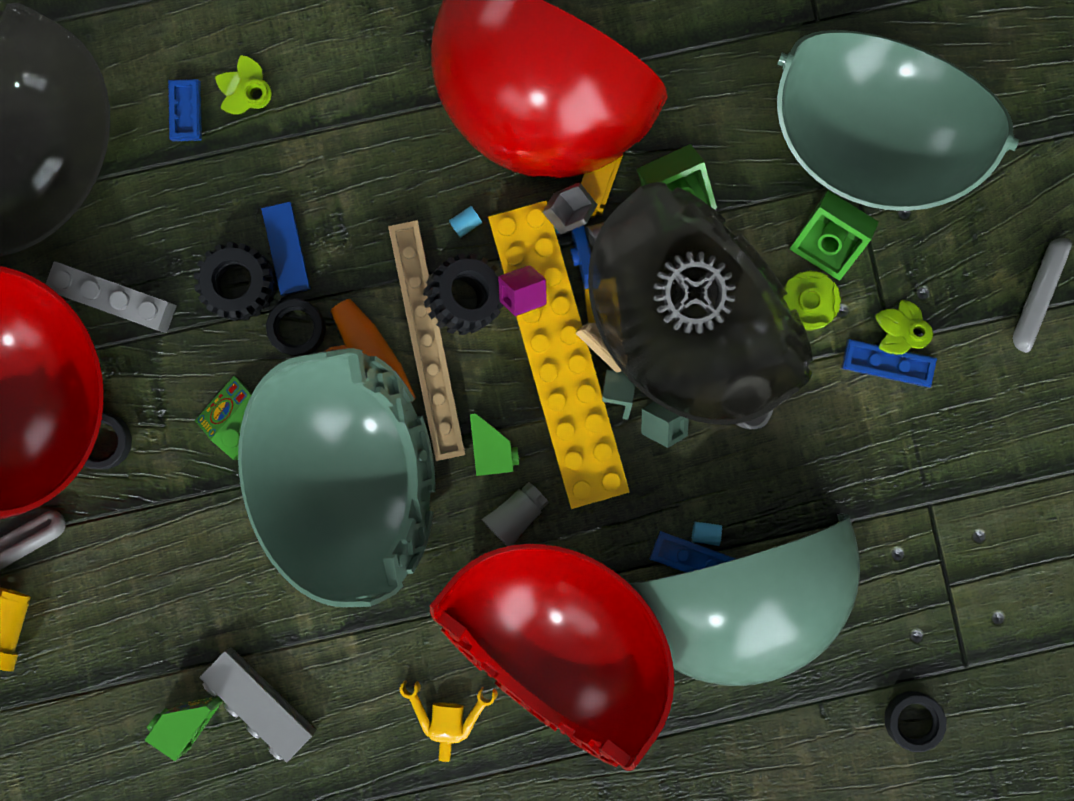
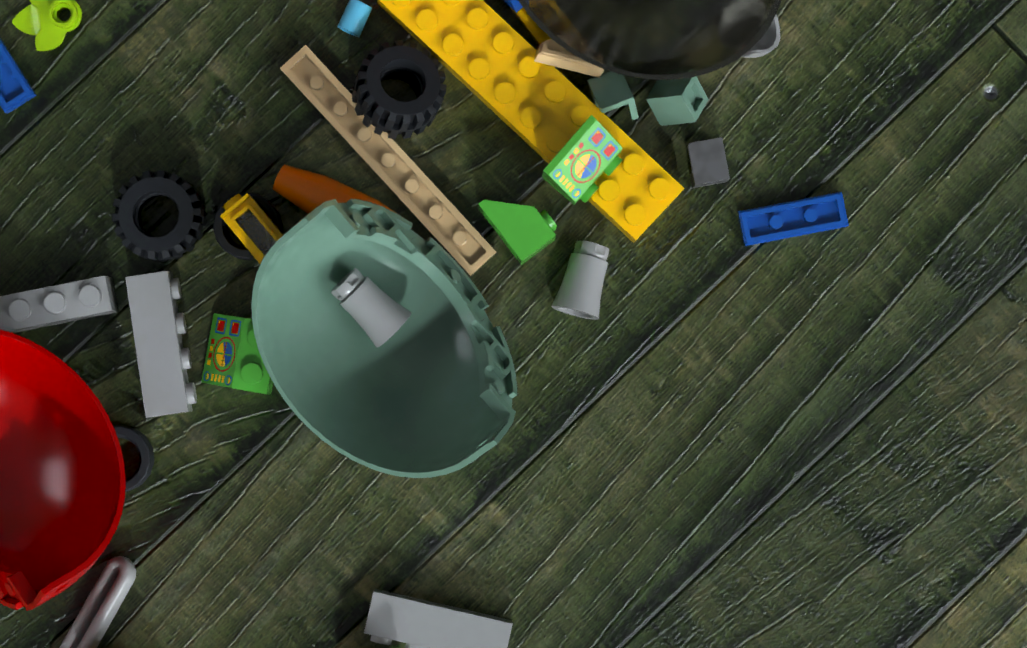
camera: 30 degrees left, 0 degrees up
(180, 375) = (159, 344): none -> light grey brick
(286, 249) = (189, 153): blue tile -> none
(296, 330) = (251, 225): none -> yellow window
(347, 441) = (370, 306): none -> light grey plant
(446, 719) = (638, 529): yellow piece -> none
(522, 290) = (456, 49): magenta panel -> none
(564, 645) = (710, 375): red windscreen -> none
(565, 430) = (583, 162): none -> slope
(659, 482) = (708, 162): none -> flat silver panel
(706, 533) = (786, 186): medium azure hinge -> none
(761, 611) = (875, 234): sand green windscreen -> none

